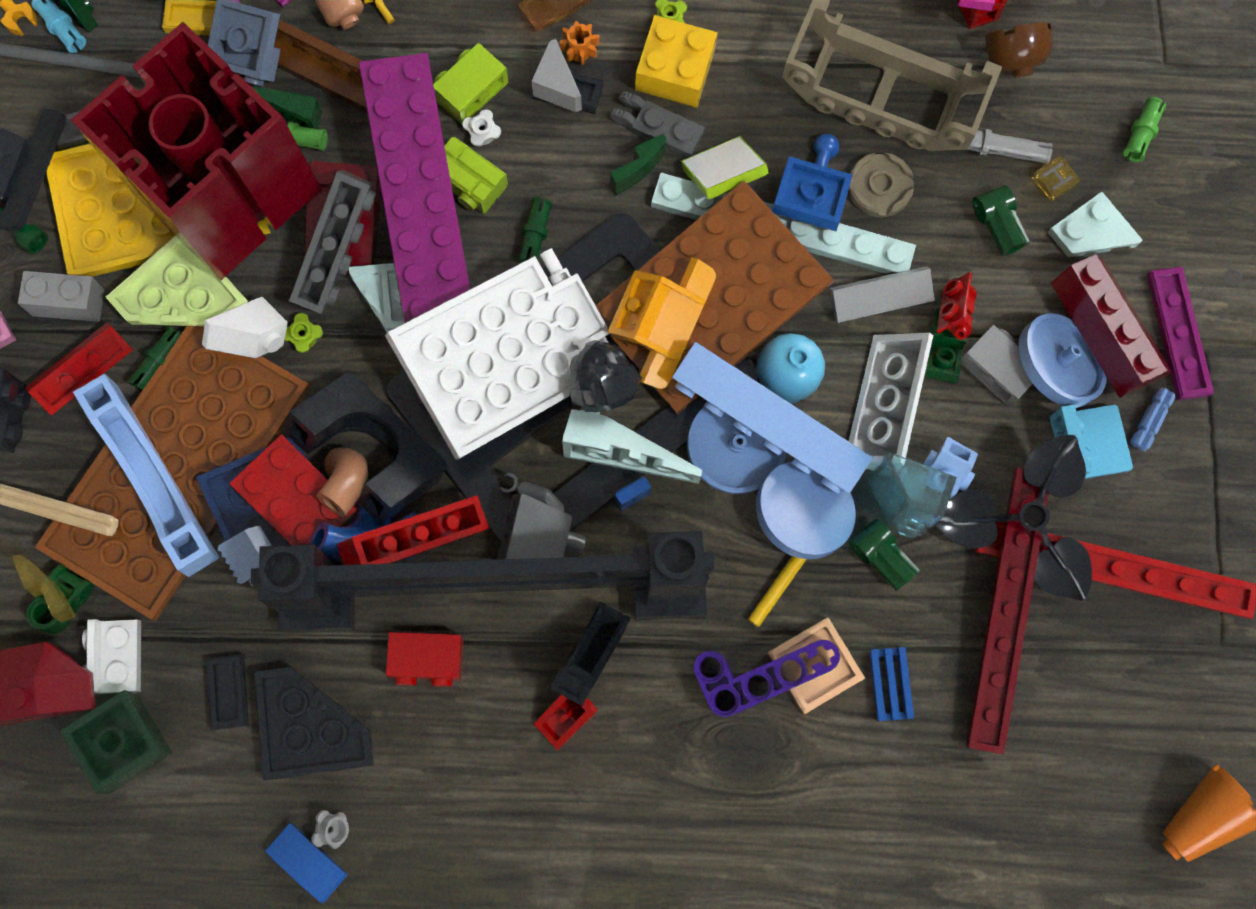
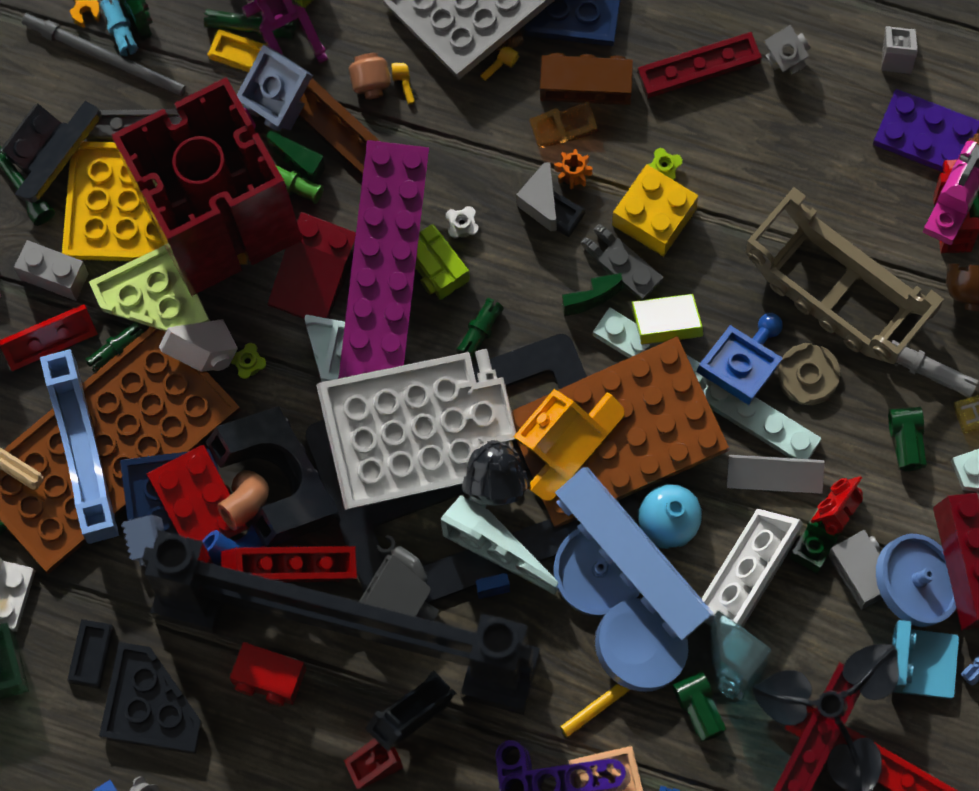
camera: 25 degrees right, 5 degrees down
(331, 242) = (297, 288): dark grey brick -> none
(470, 83) = (463, 179): lime brick -> none
(954, 460) = (786, 645): light blue brick -> none

